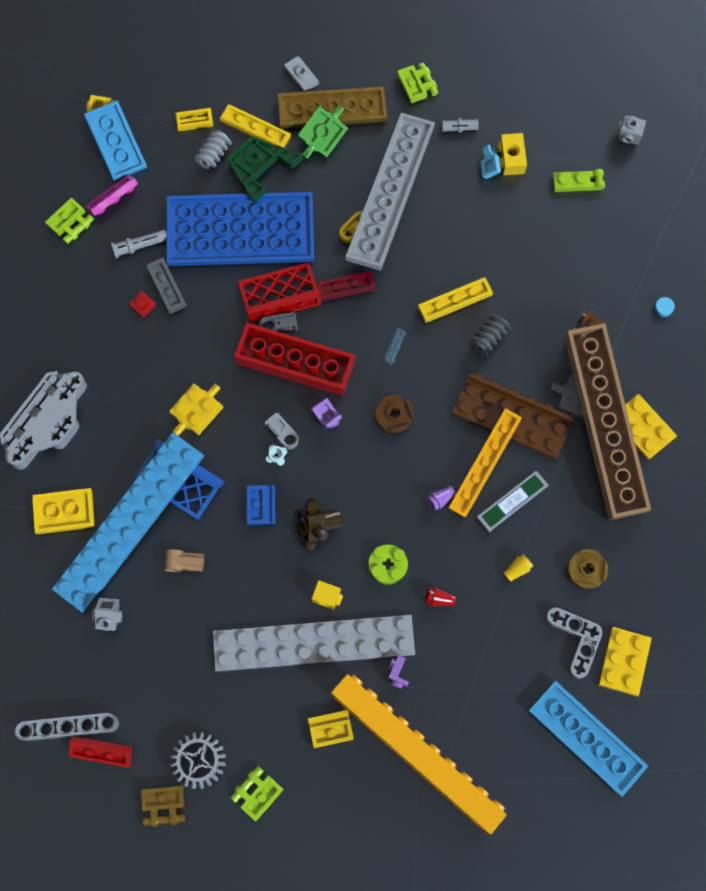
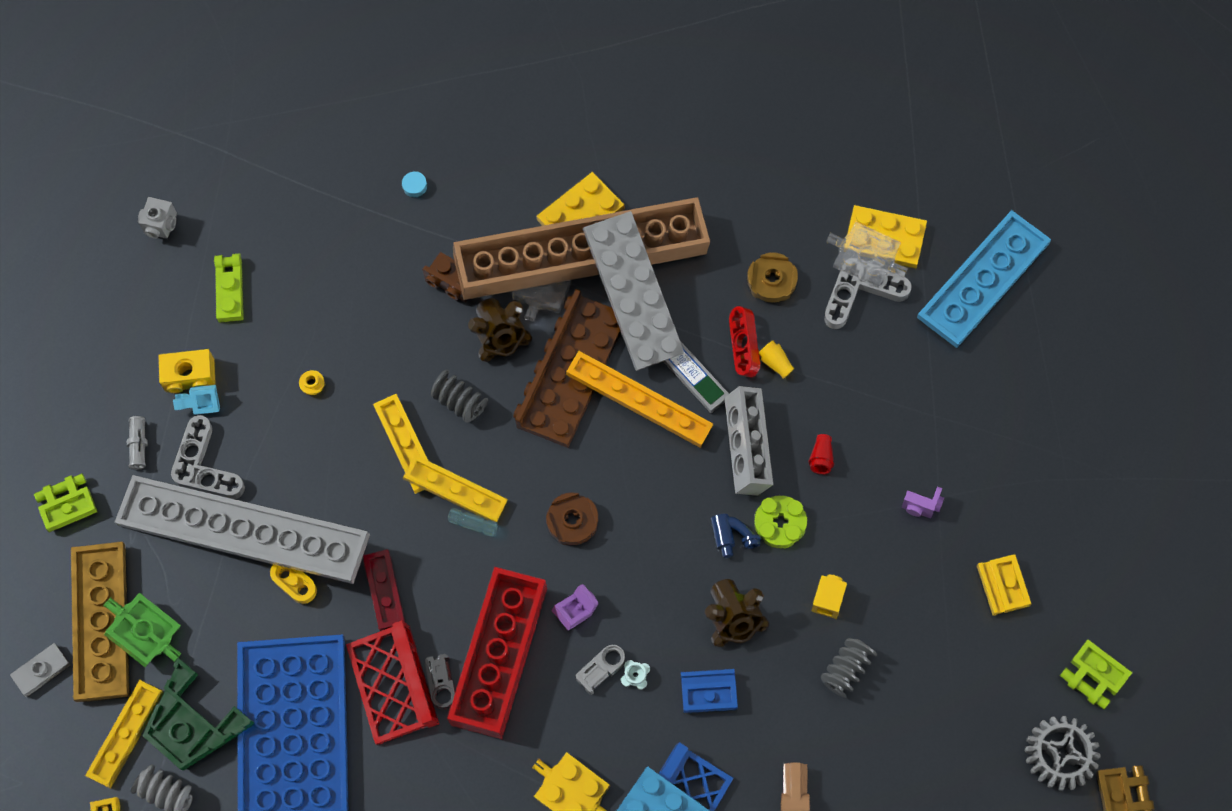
camera: 85 degrees left, 5 degrees down
(272, 605) = (846, 666): none -> dark grey piece
(313, 643) = (893, 616): light grey plate -> none
(378, 521) = (722, 528): none -> dark blue plant
(418, 332) = (454, 488): none -> yellow tile
(418, 755) = (1025, 473): light orange brick -> none
(438, 163) = (197, 471): none -> light grey beam
(440, 498) = (689, 458): medium lavender cone -> none
(450, 541) = (748, 441): none -> light grey brick
(503, 241) = (314, 388): none -> yellow plate
(523, 544) = (741, 325): none -> red beam
(542, 362) = (499, 329): none -> dark brown piece
(570, 457) = (633, 290): none -> light grey plate
(605, 643) = (867, 254): none -> clear plate

